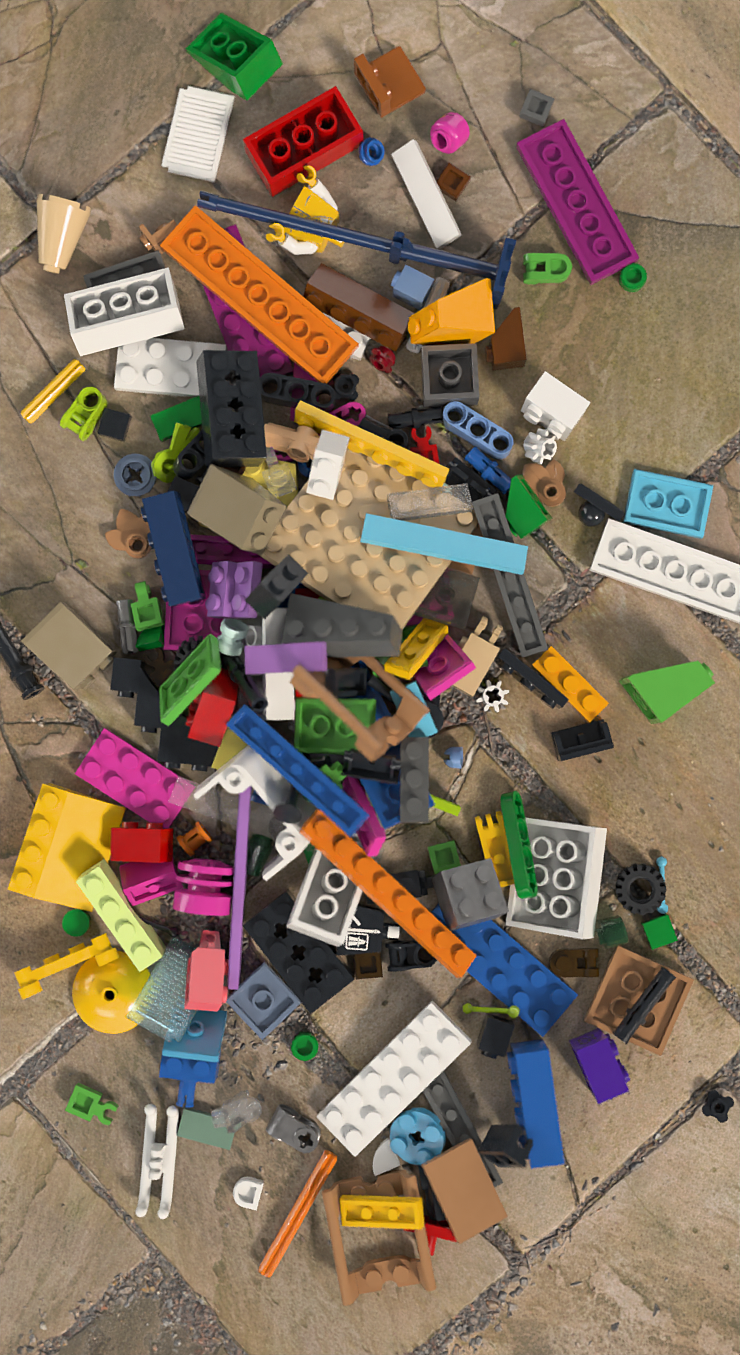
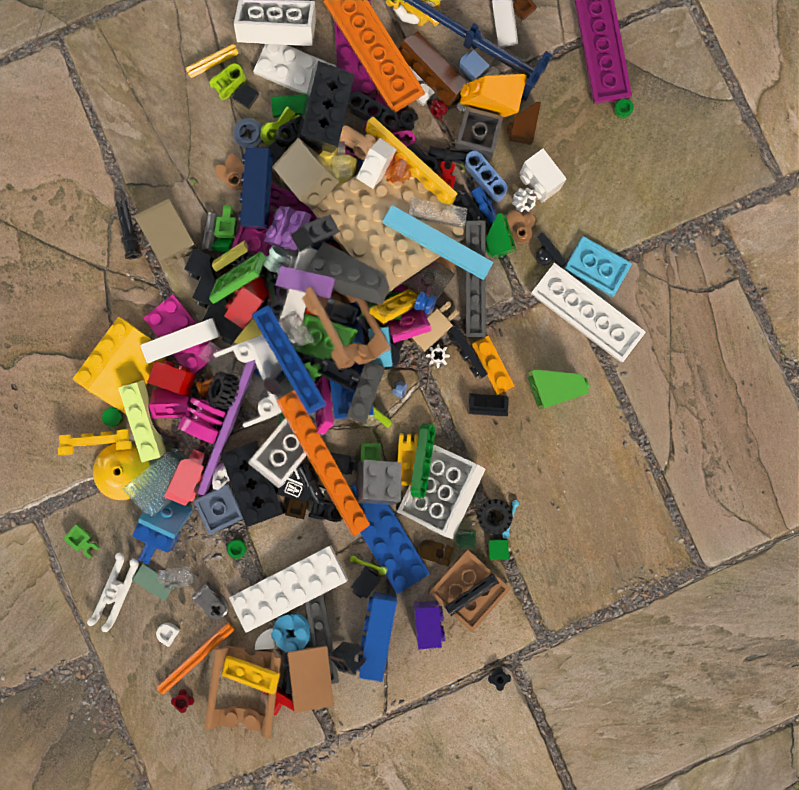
camera: 15 degrees right, 0 degrees up
(137, 789) = (180, 340): none -> white tile
(167, 652) = (230, 256): none -> light yellow tile
(218, 838) = (223, 390): none -> black tyre
(251, 956) = (220, 477): none -> white tile
(258, 853) = (247, 410): clear green cone -> none
(292, 725) = (296, 330): none -> clear hips
(301, 1285) = (176, 701): none -> dark red plate
(359, 465) = (398, 172): none -> clear orange tile
(378, 925) = (310, 482): none -> black pin
(454, 632) = (425, 303): none -> blue wheel
(556, 268) = (574, 85): bright green plate -> none

